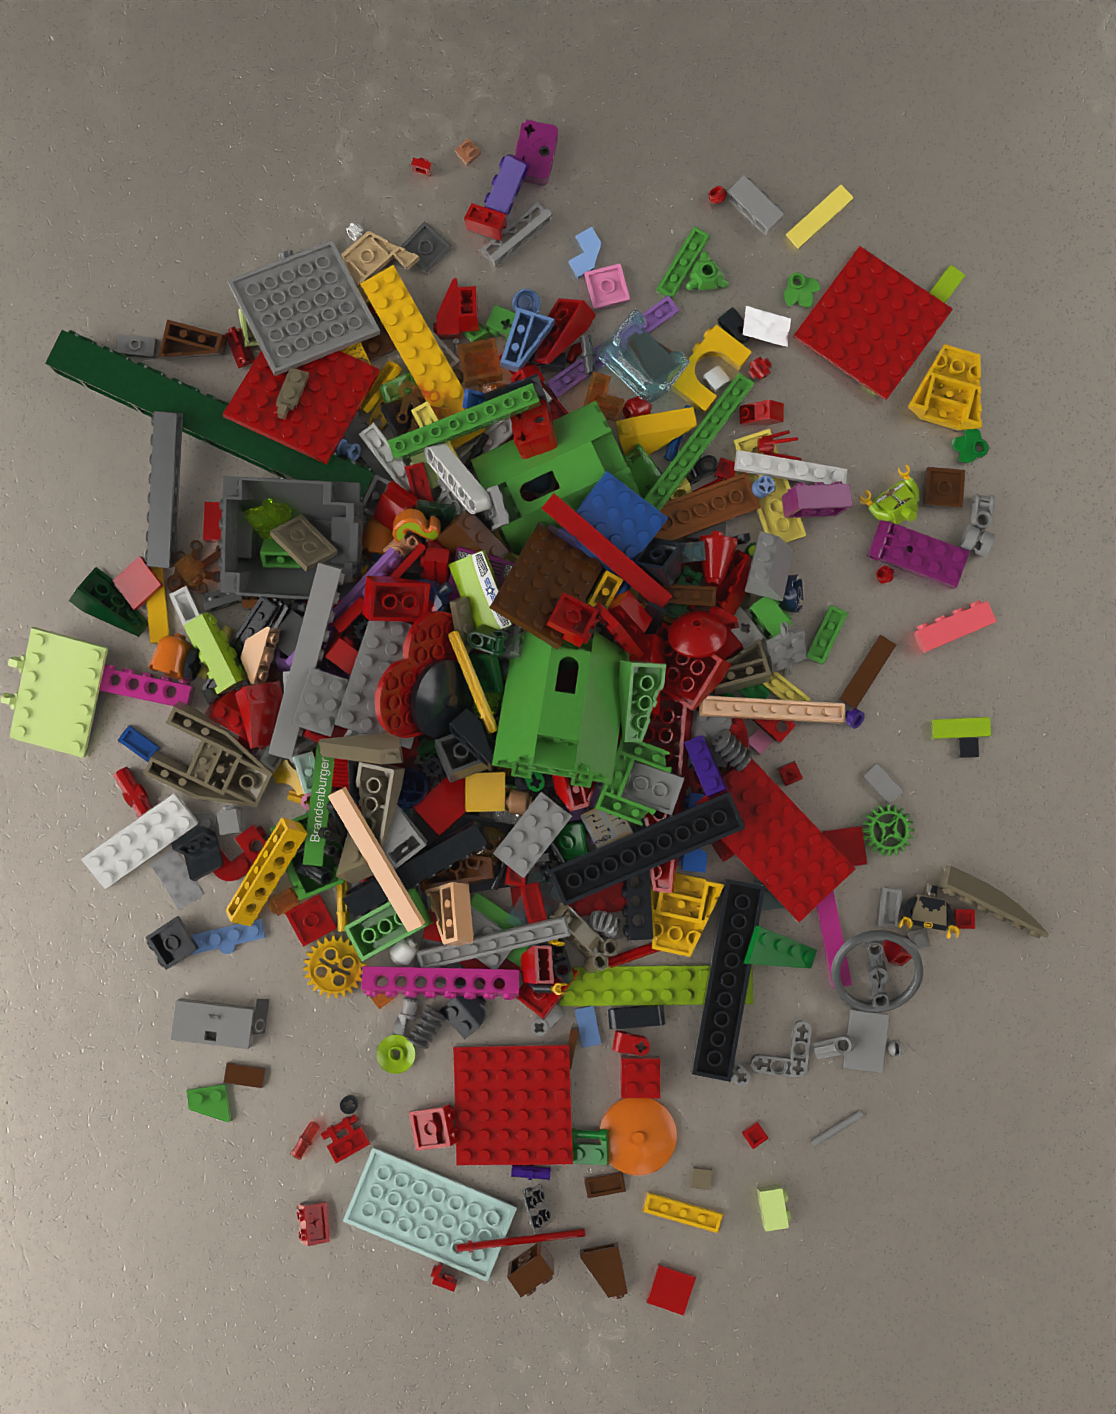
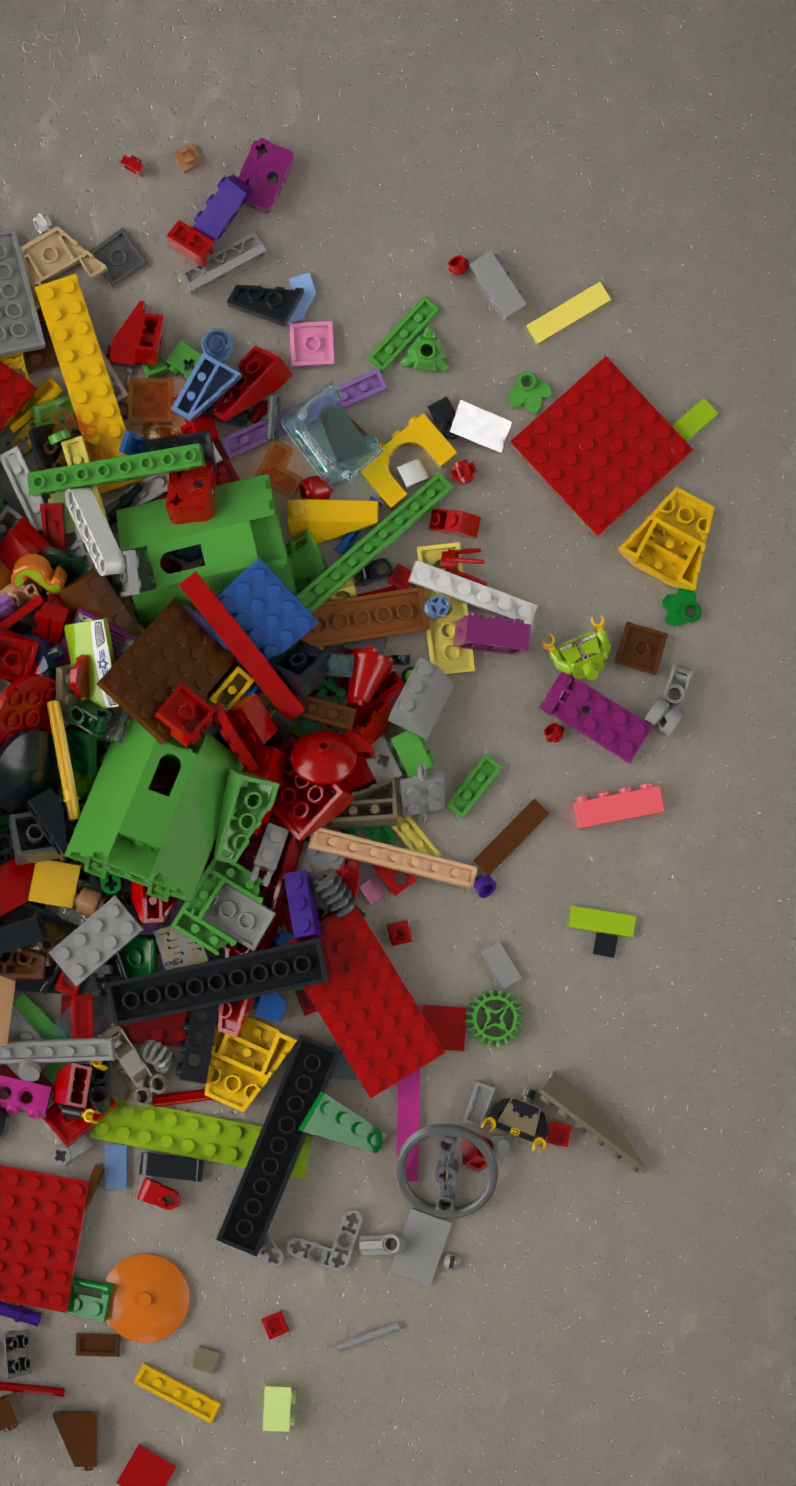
camera: 10 degrees right, 0 degrees up
(408, 406) = (59, 436): none -> bright green tile
(472, 606) = (80, 677): none -> red tile
(497, 960) = (29, 1071): none -> light grey tile
(564, 260) = (268, 304): none -> black wing
(640, 1076) = (161, 1233): red brick -> none
(668, 726) = (269, 852): none -> light grey hinge
(793, 595) = (444, 733): dark blue cylinder -> none

